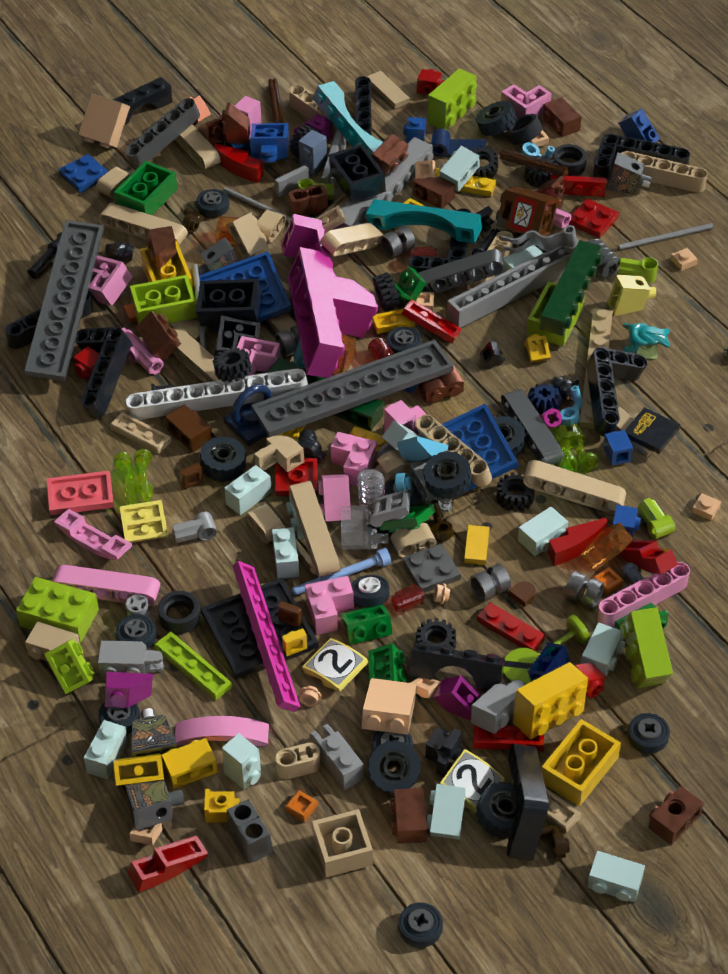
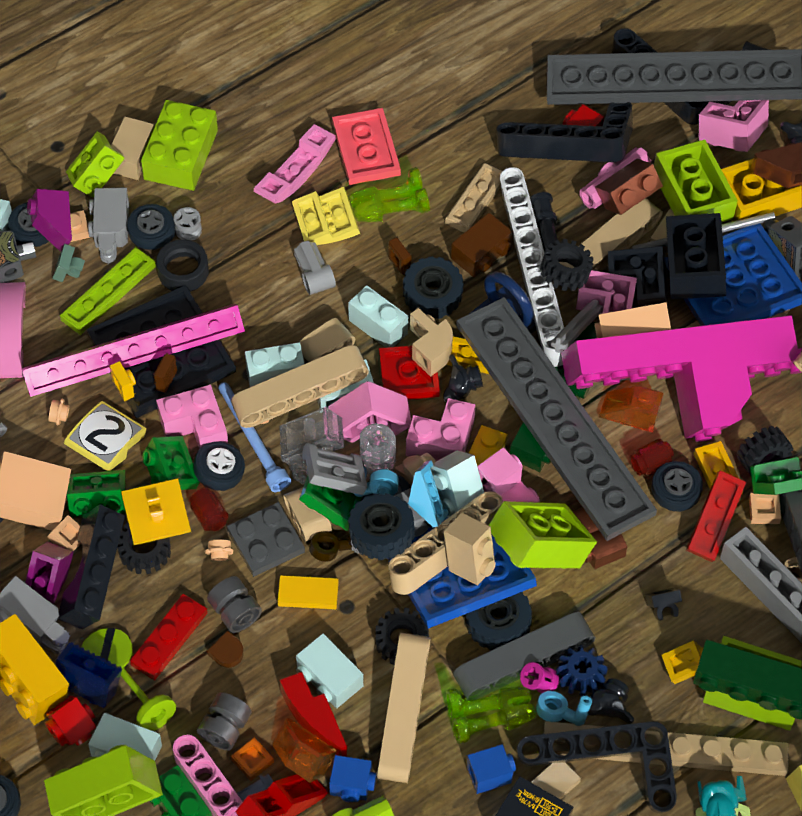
camera: 85 degrees right, 10 degrees up
(108, 584) = (221, 188): bright pink beam -> none
(165, 690) = (67, 264): none -> sand green tile
(285, 363) = (576, 326): none -> light grey axle
(294, 330) = (633, 321): none -> light nougat brick
(413, 623) = (156, 511): none -> yellow piece
(452, 398) = (541, 535): none -> lime brick
(468, 426) = (469, 549): none -> tan brick

